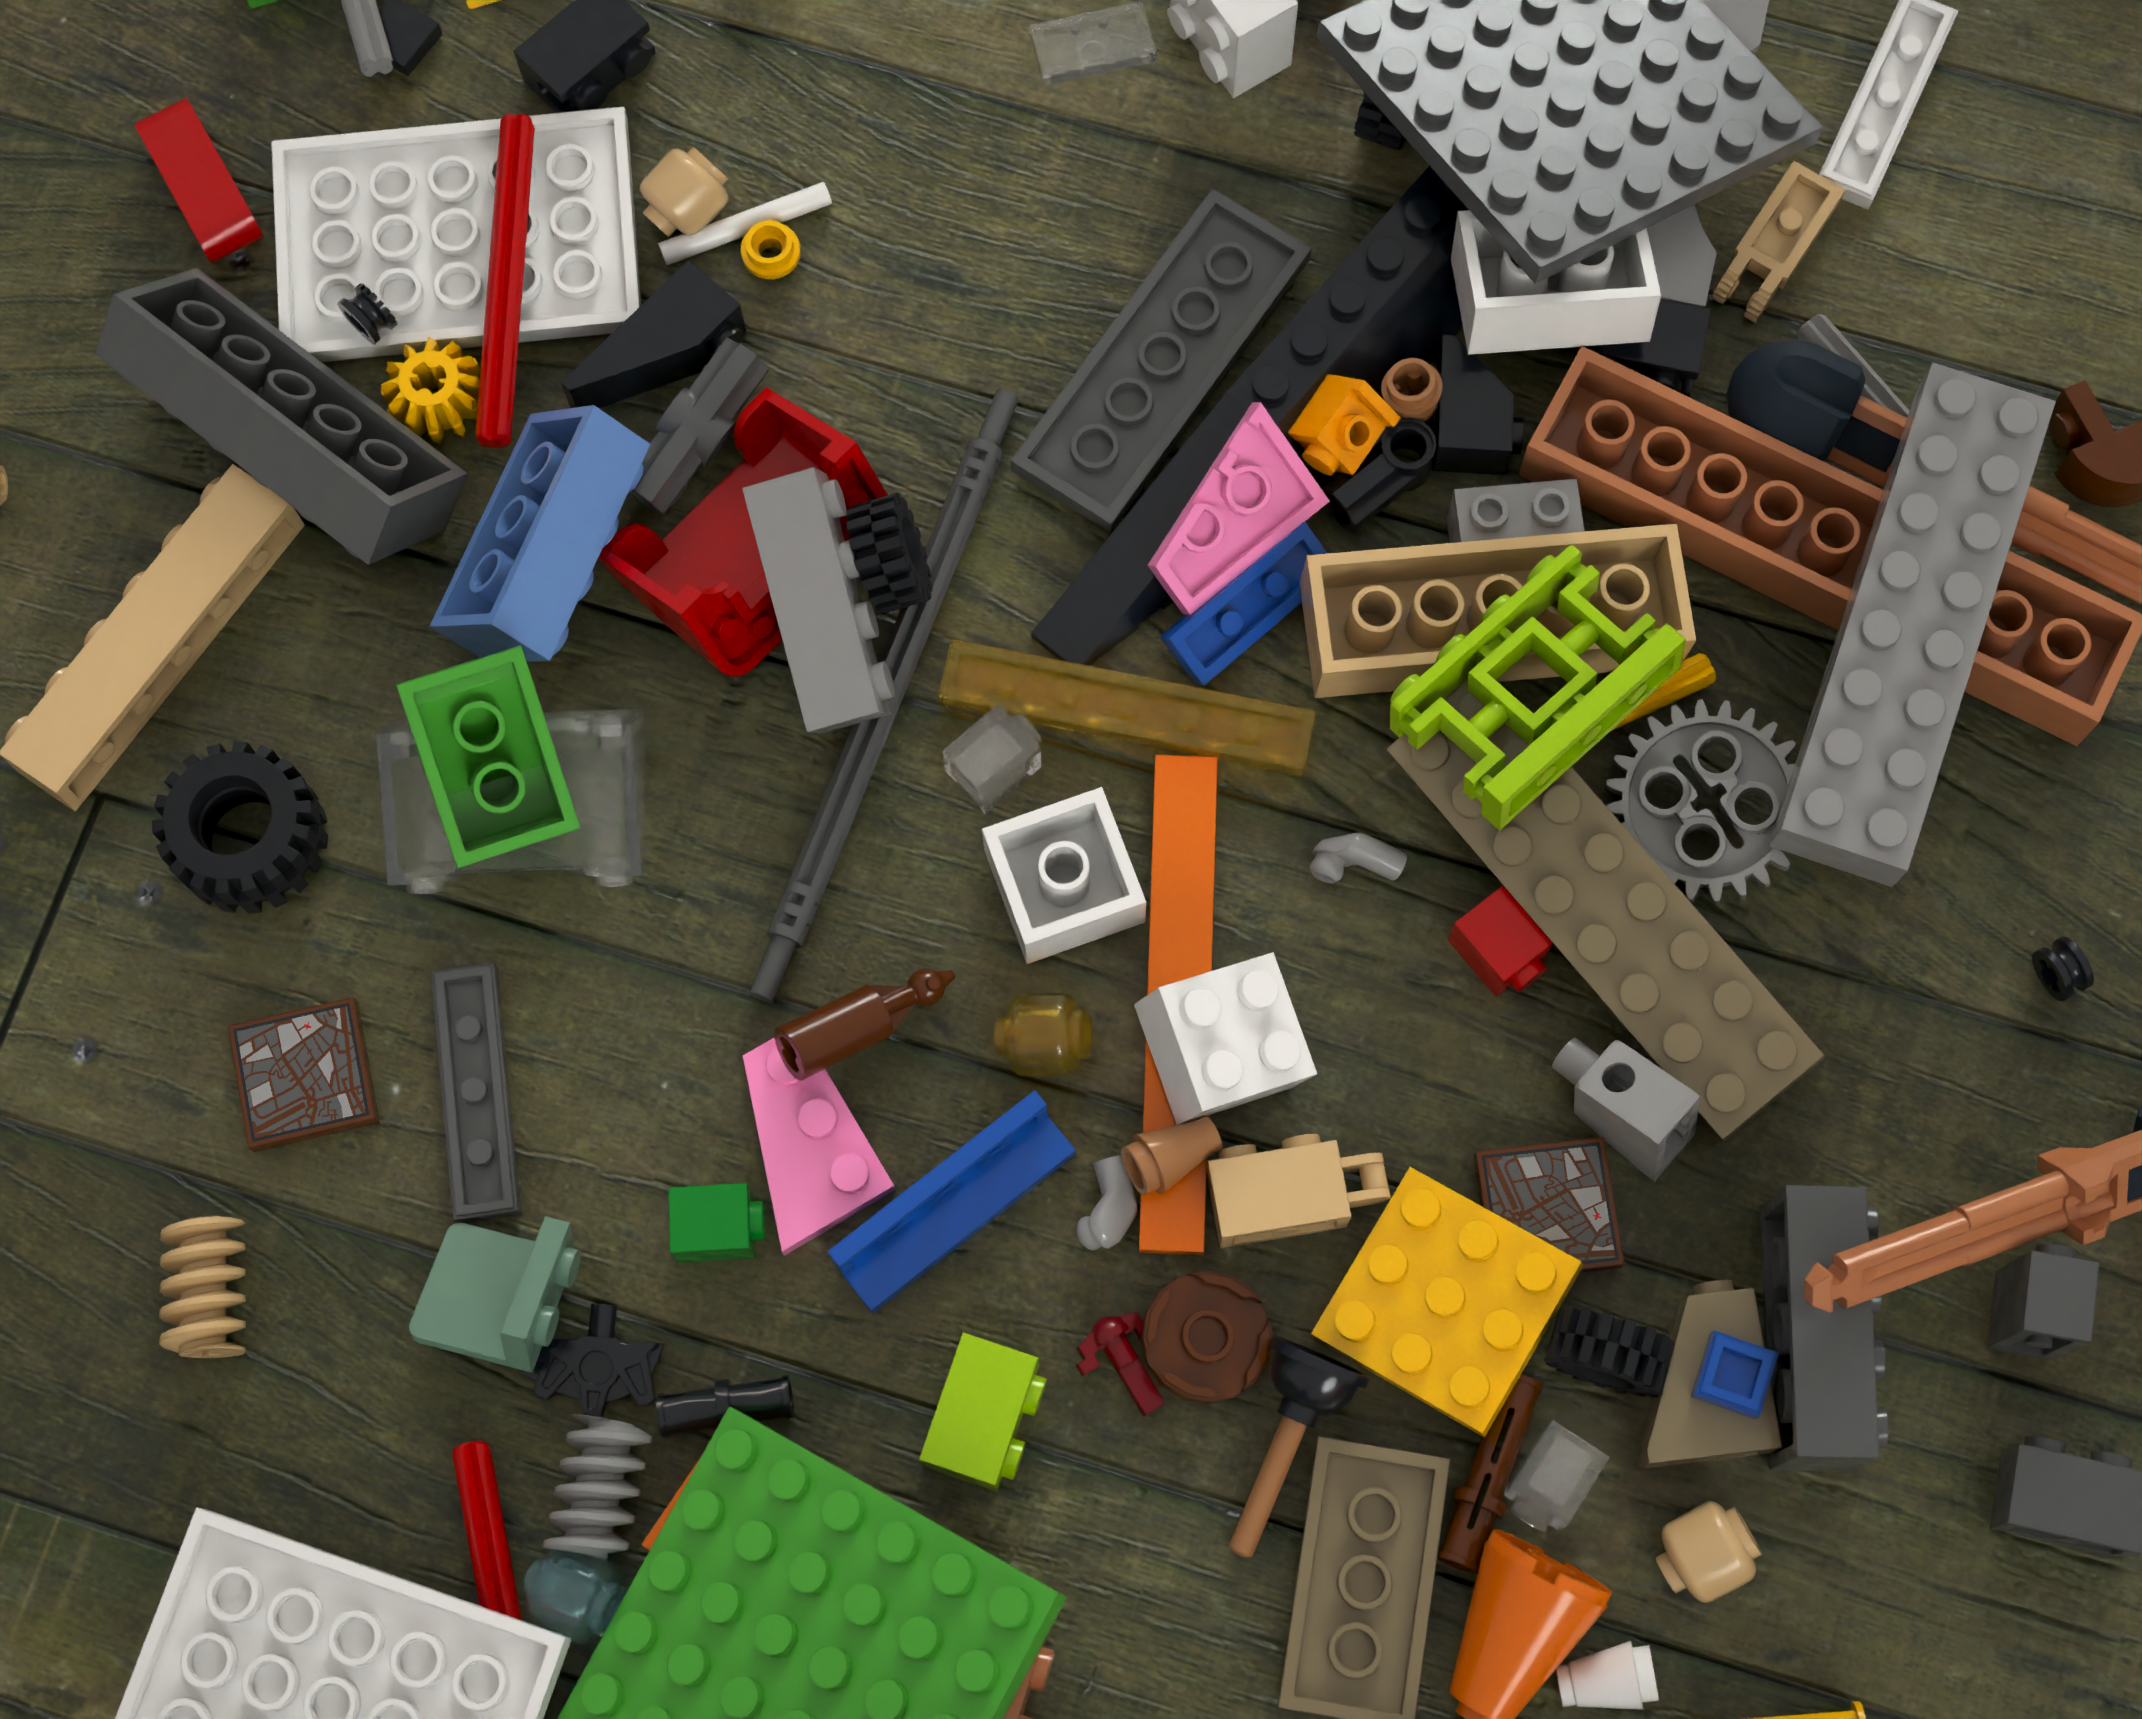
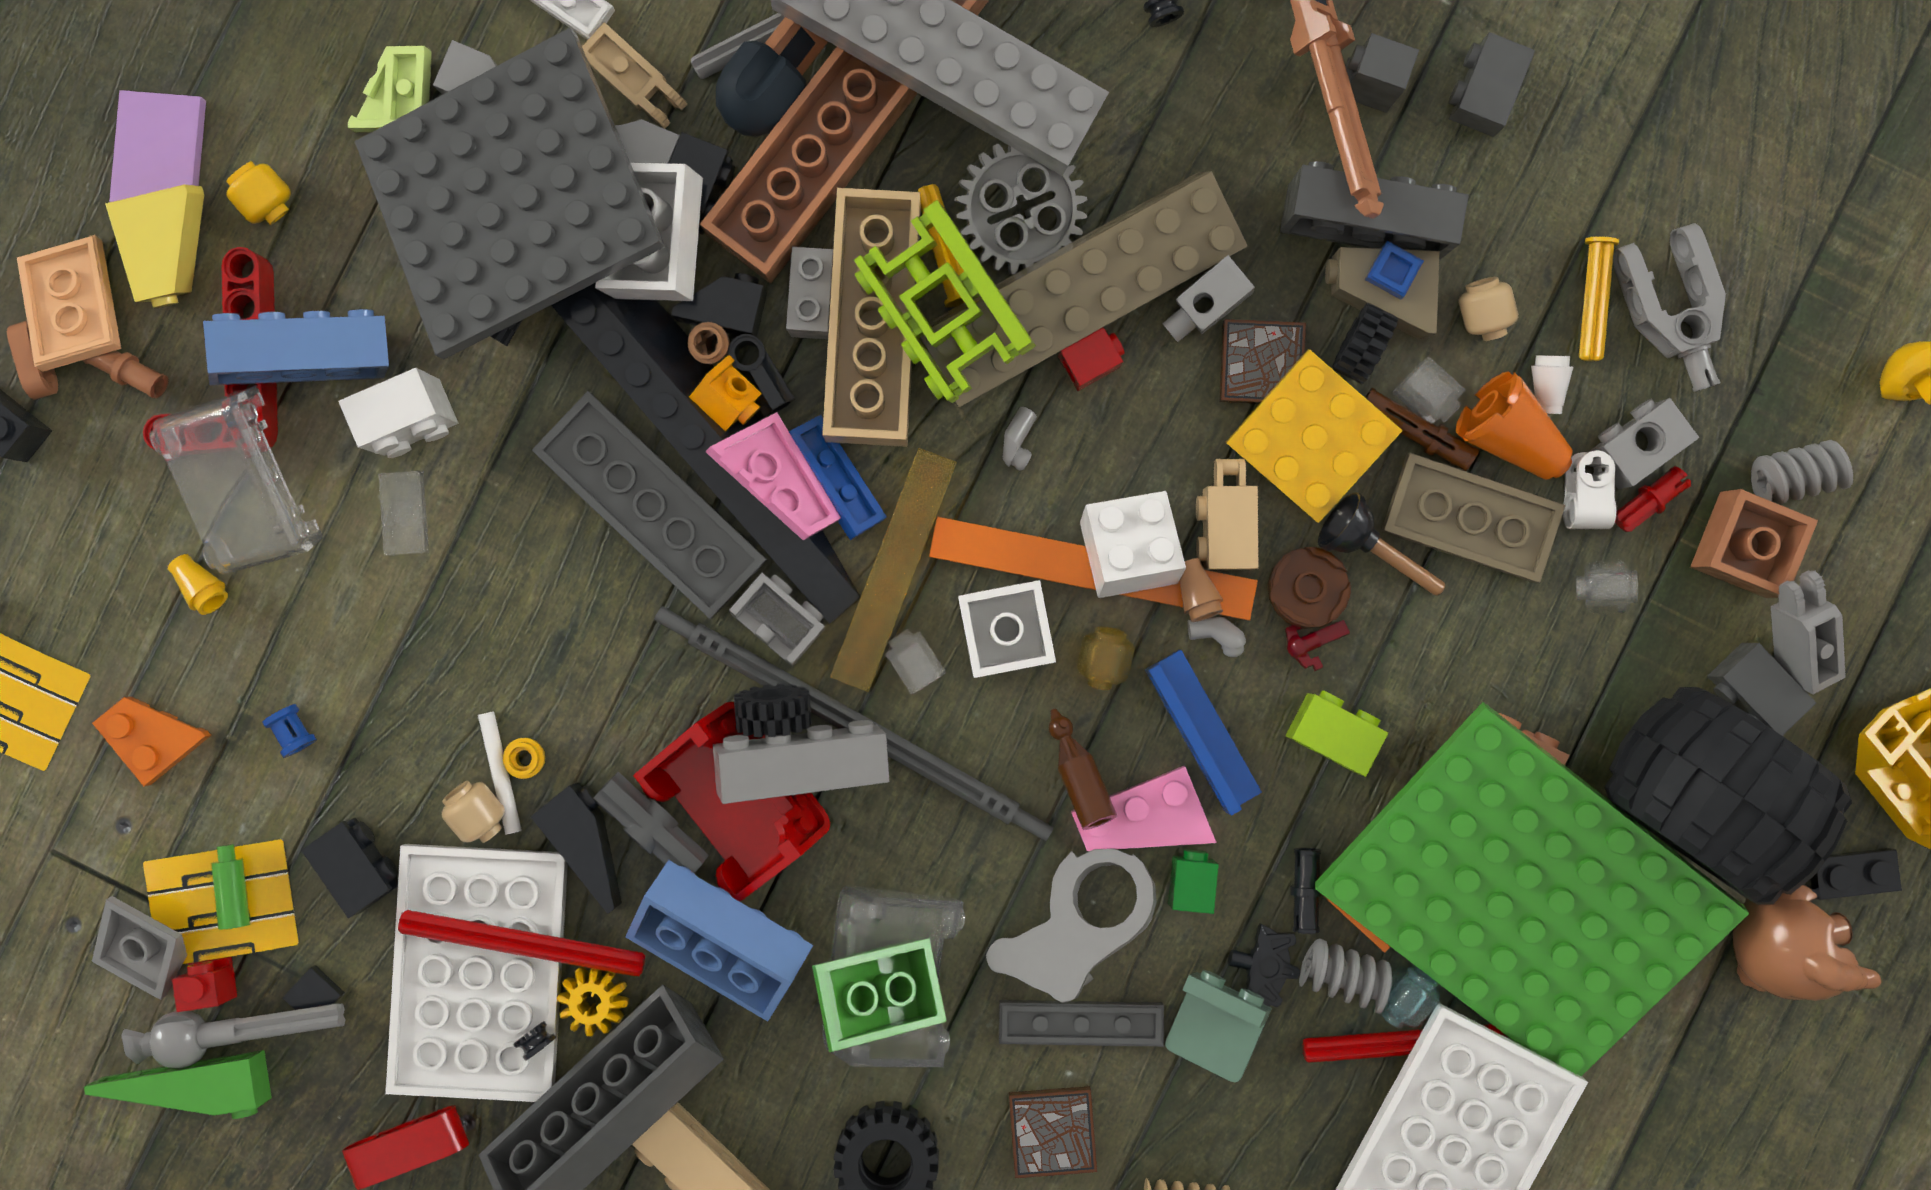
camera: 85 degrees left, 15 degrees up
(584, 1036) = (1066, 947): none -> light grey animal
(1027, 555) = (778, 618): none -> light grey window

